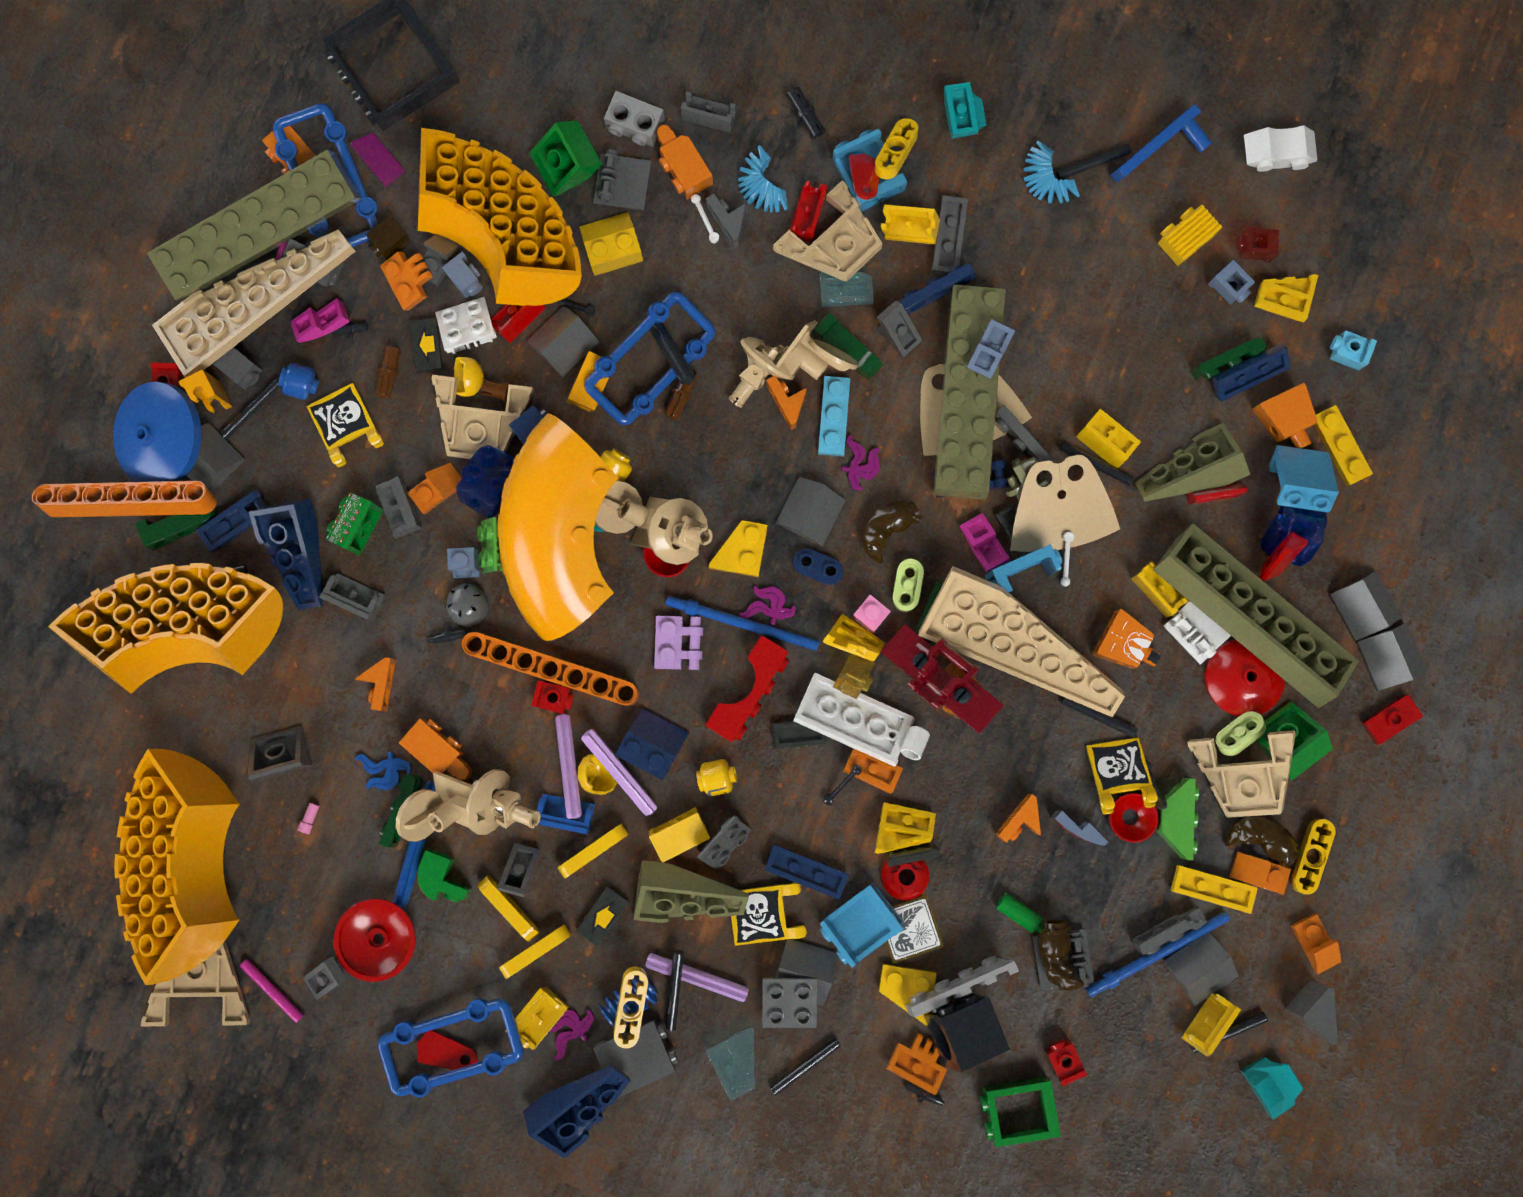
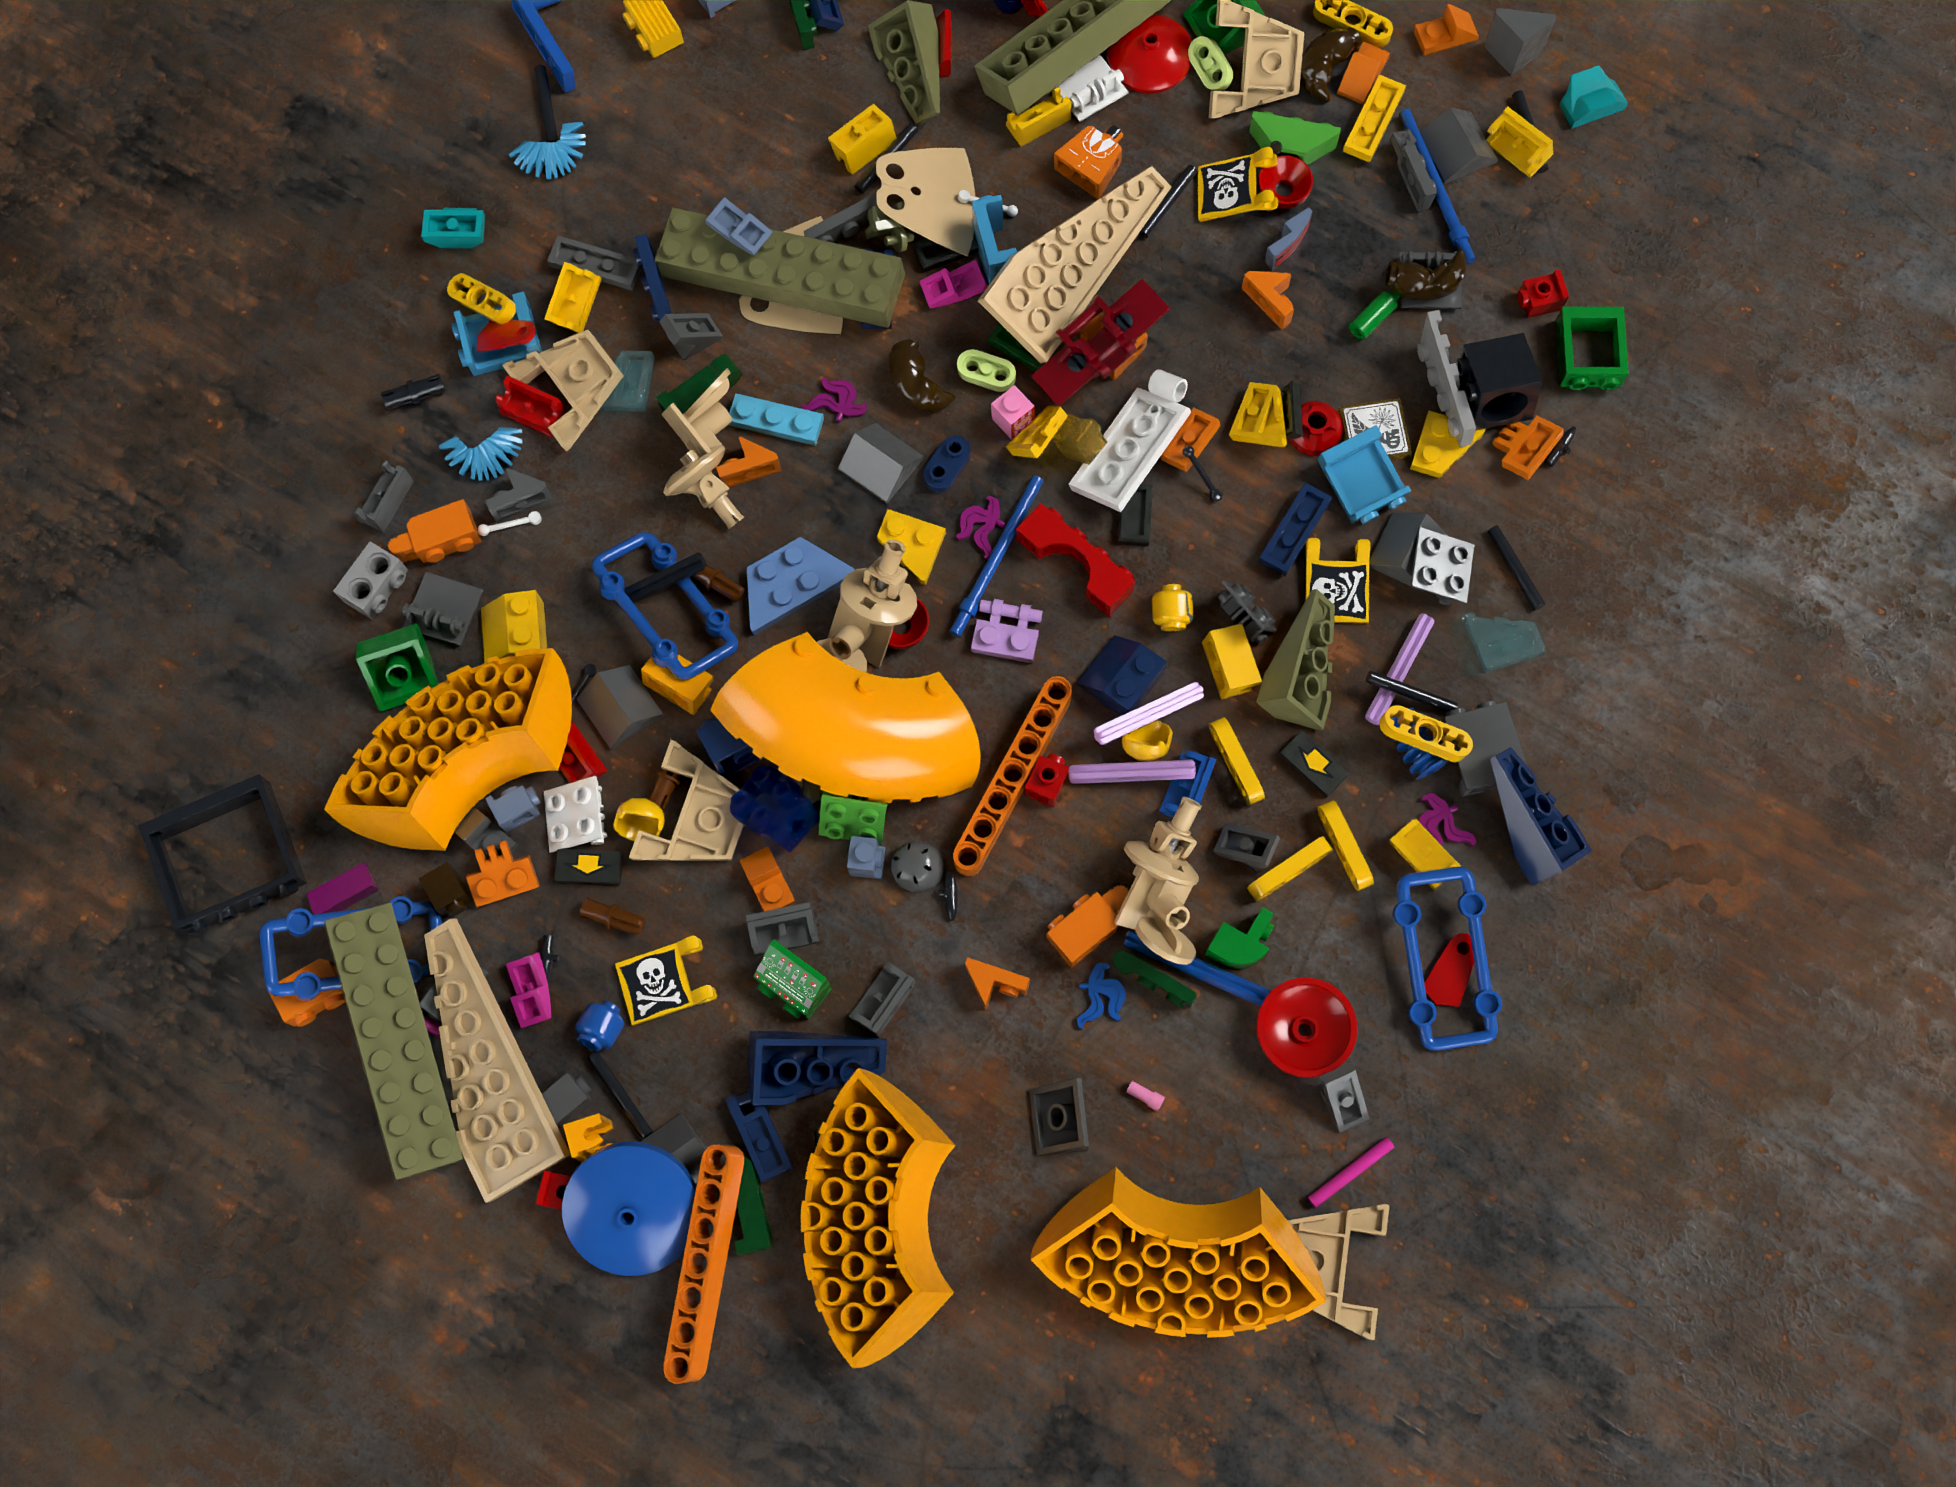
camera: 75 degrees left, 10 degrees down
(692, 456) = (790, 581): none -> medium blue wing

